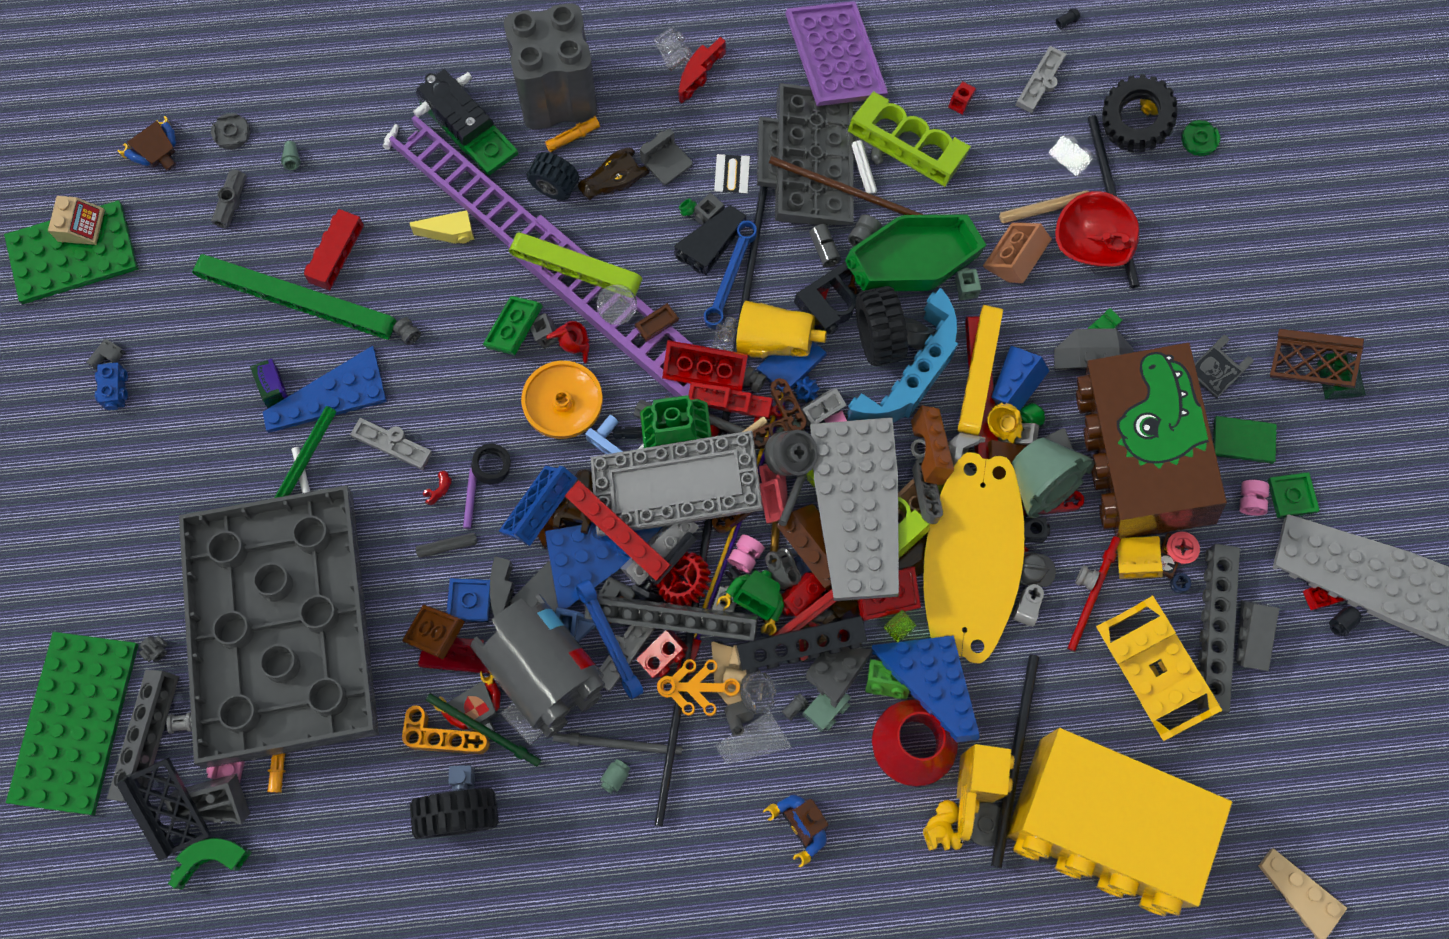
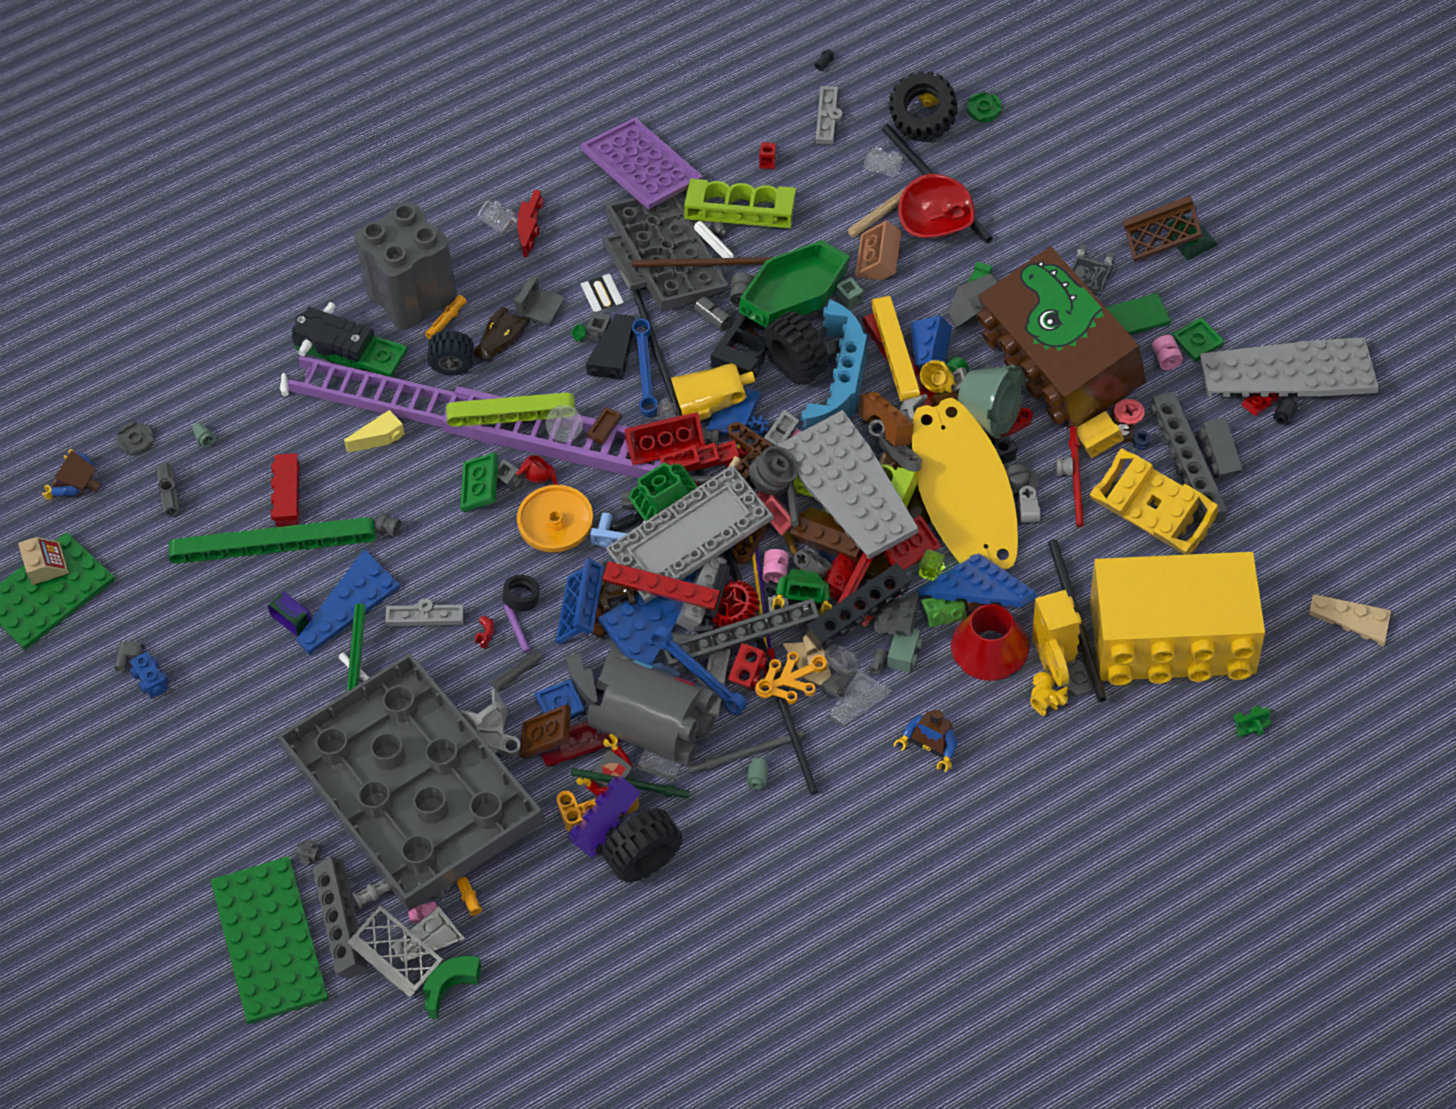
camera: 20 degrees left, 15 degrees down
(385, 599) = (490, 726): none -> light grey piece
(434, 759) = (603, 816): none -> dark purple wedge

